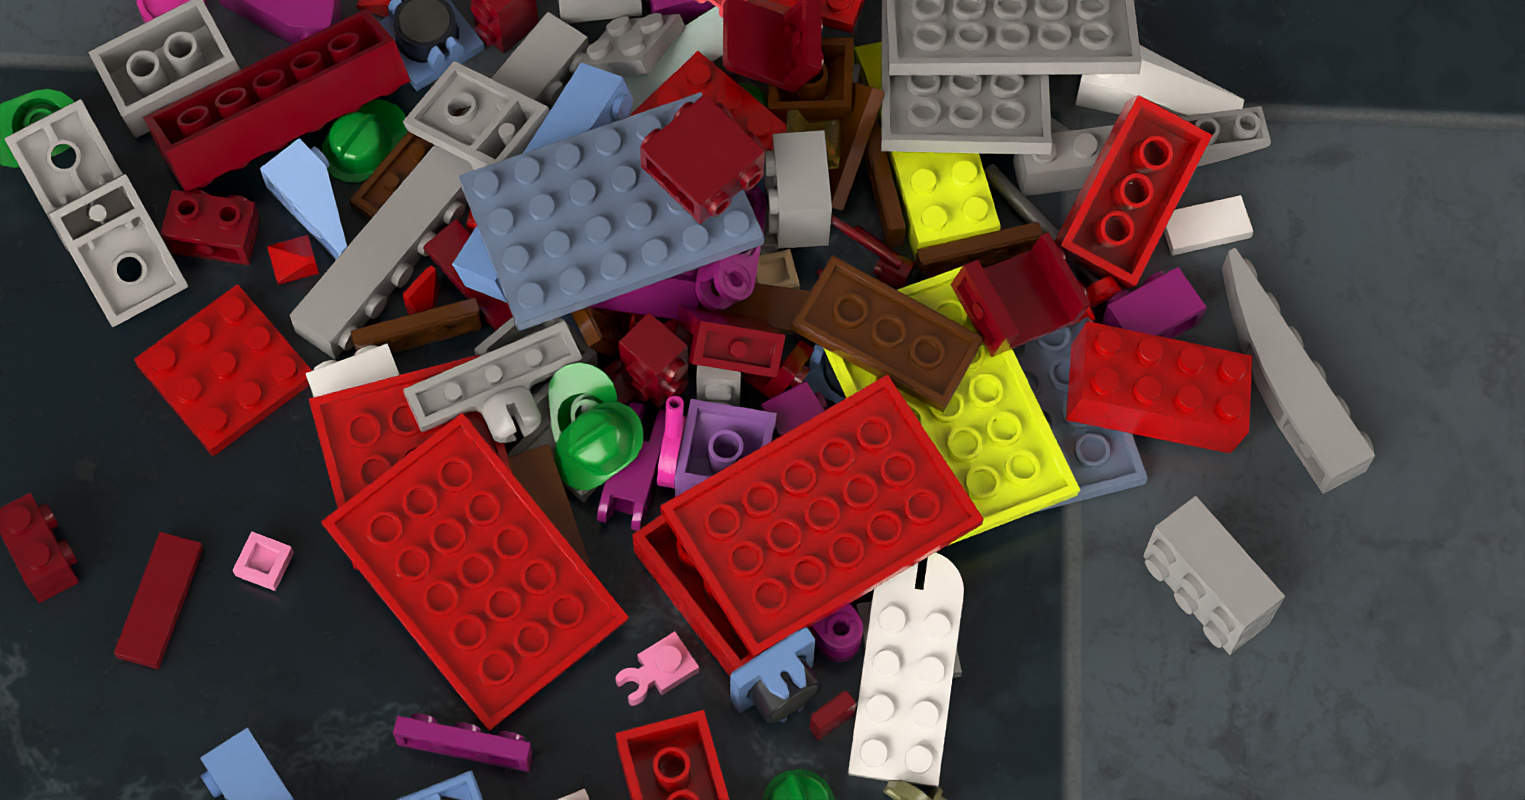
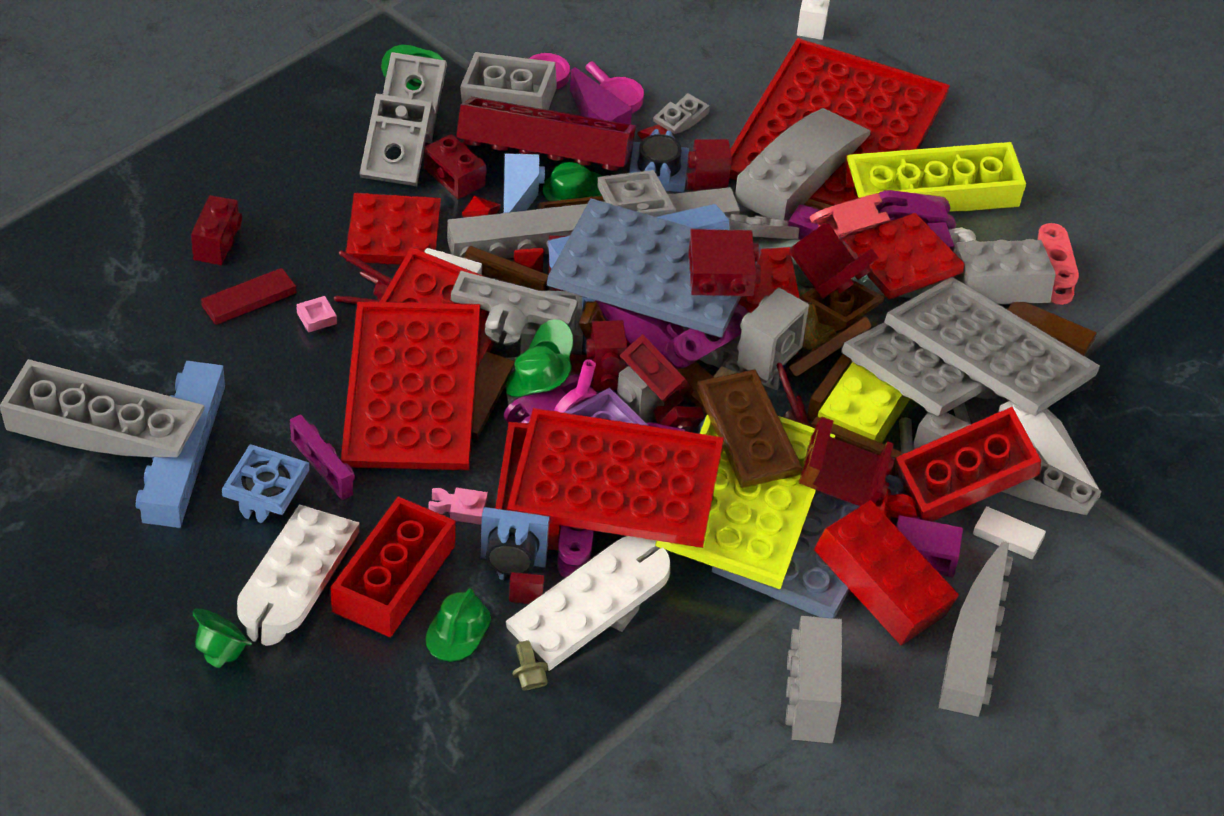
camera: 40 degrees right, 20 degrees down
(306, 462) = (381, 281): none -> dark red plant

